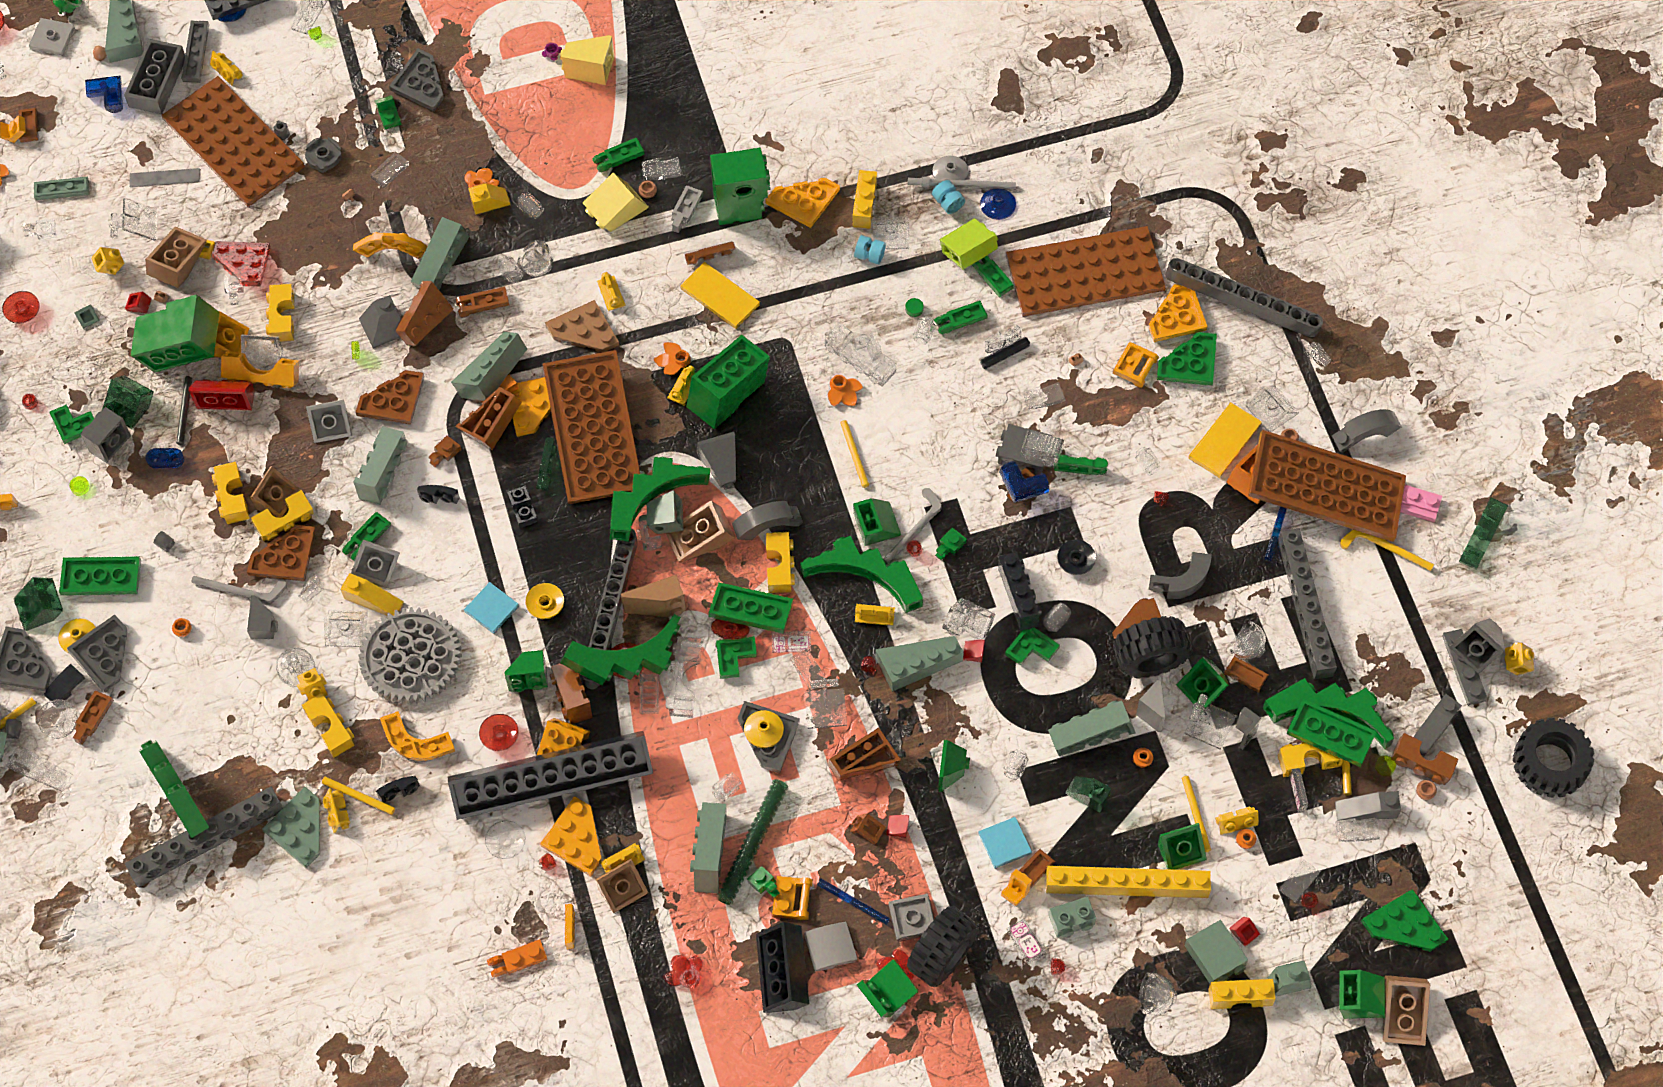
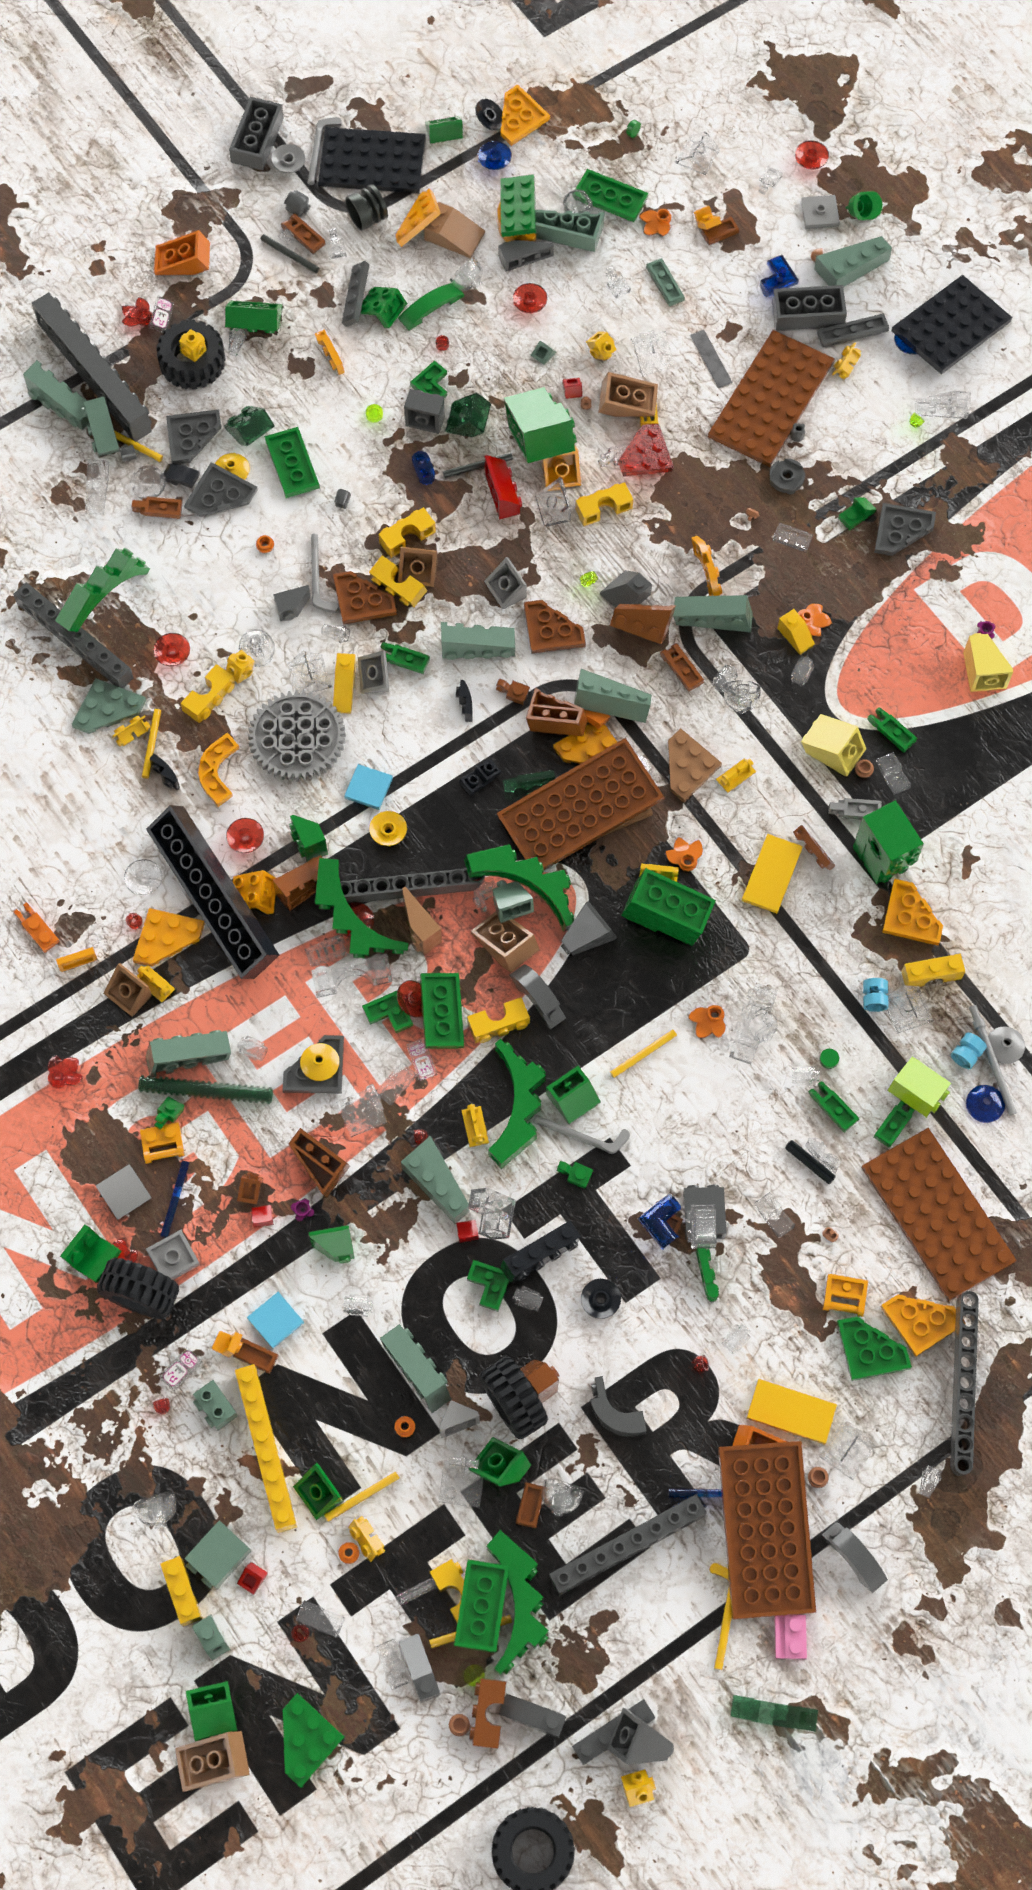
camera: 70 degrees right, 5 degrees up
(237, 367) = (532, 490): light orange arch -> none
(259, 738) = (168, 643): none -> clear red dish
(782, 968) = (88, 1156): black slope -> none
(899, 784) = (296, 1207): none -> magenta plate
(910, 548) = (555, 1140): clear red hinge -> none
(1089, 792) = (347, 1384): clear green slope -> none
(1248, 724) = (465, 1524): dark grey panel -> none

